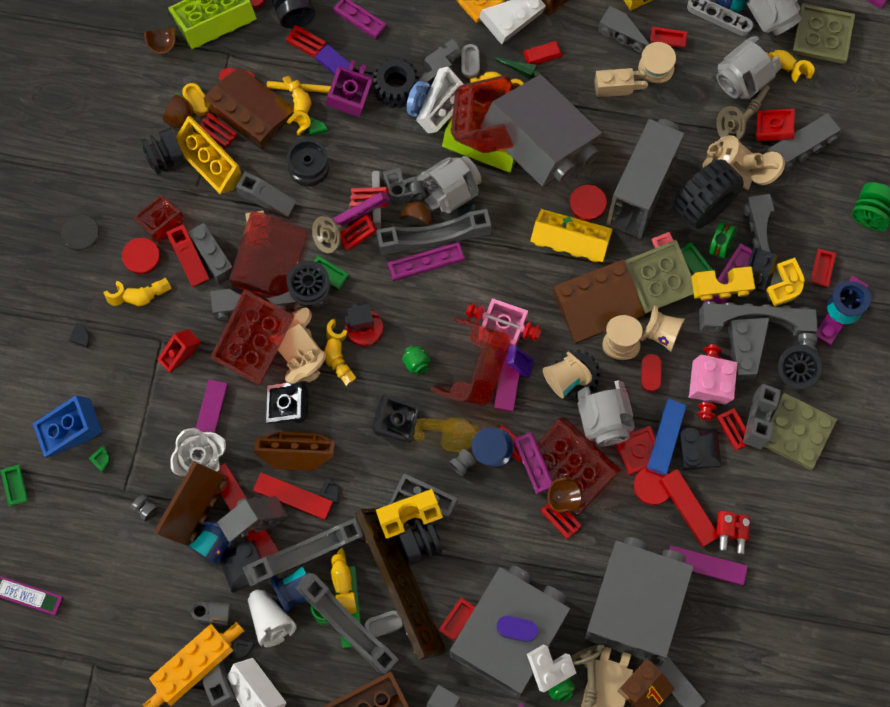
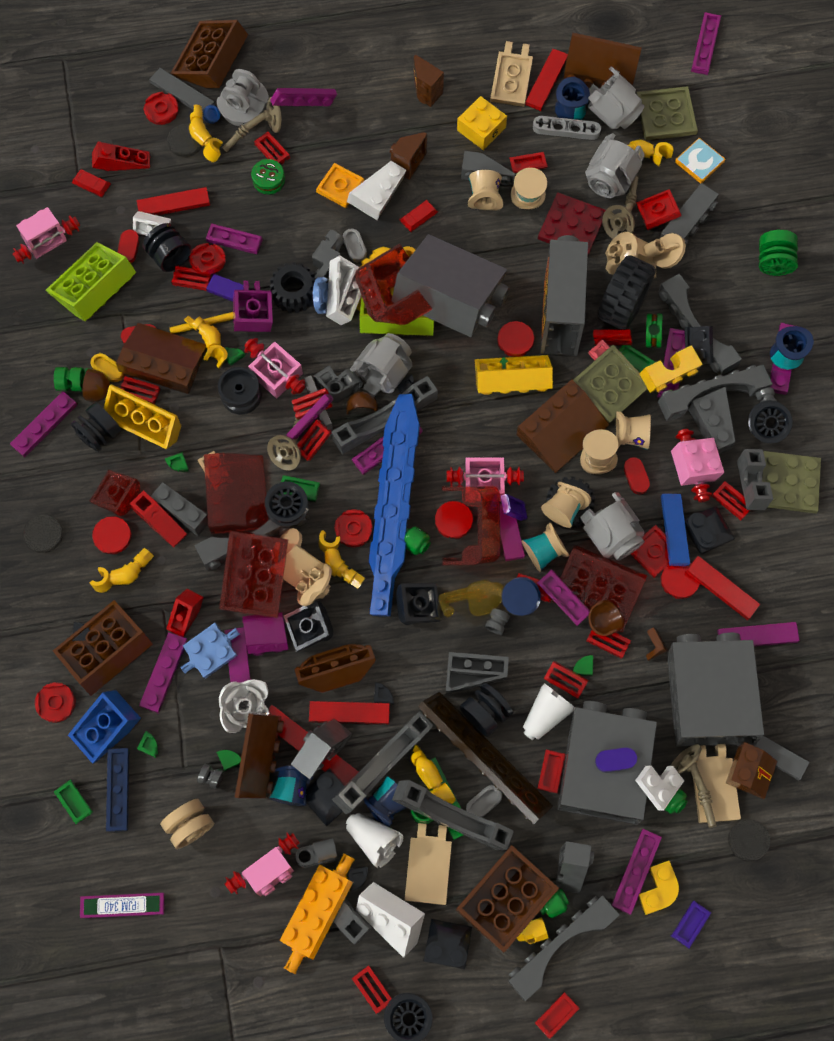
camera: 20 degrees left, 0 degrees up
(32, 390) = (55, 702): none -> red tile
(57, 489) = (117, 790): none -> dark blue plate
(104, 357) = (113, 647): none -> reddish brown slope
(106, 542) = (187, 823): none -> tan wheel
(118, 132) = (43, 424): none -> magenta plate
(139, 398) = (163, 673): none -> magenta plate
(154, 97) = (68, 378): none -> green wheel
(160, 40) = (51, 323): reddish brown helmet -> none
(161, 610) = (267, 870): none -> bright pink brick
(165, 497) = (228, 759): none -> green tile
(188, 393) = (210, 650): none -> medium blue plate
(226, 210) = (177, 462): none -> green tile
(243, 396) = (265, 634): none -> magenta slope
(264, 194) = (209, 435): dark grey slope -> none
(309, 663) = (428, 867): none -> tan tile
(327, 28) = (207, 258): none -> red tile
(348, 152) = (275, 368): none -> bright pink brick
(359, 317) = (347, 519): black brick -> none
(397, 514) = (479, 676): yellow arch -> none
(410, 314) = (393, 506): none -> blue plate
(460, 353) = (453, 519): none -> red tile
(473, 563) = (546, 713): none -> white cone
(510, 533) = (562, 686): none -> red tile
(525, 69) = (410, 235): dark green piece -> none
(527, 534) = (584, 666): none -> green tile
(534, 409) = (544, 547): none -> hat
(606, 537) = (658, 643): none -> reddish brown tile
(614, 49) = (485, 190): none -> tan hat
(618, 82) = (500, 218): tan hinge -> none
(681, 232) = (613, 336): none -> red tile
(687, 108) = (572, 218): none -> dark red plate
(734, 527) = (771, 591): red piece -> none
(792, 283) = (733, 349): yellow plate -> none
(823, 267) = (752, 325): red tile -> none
(838, 91) = (700, 160): none -> tile

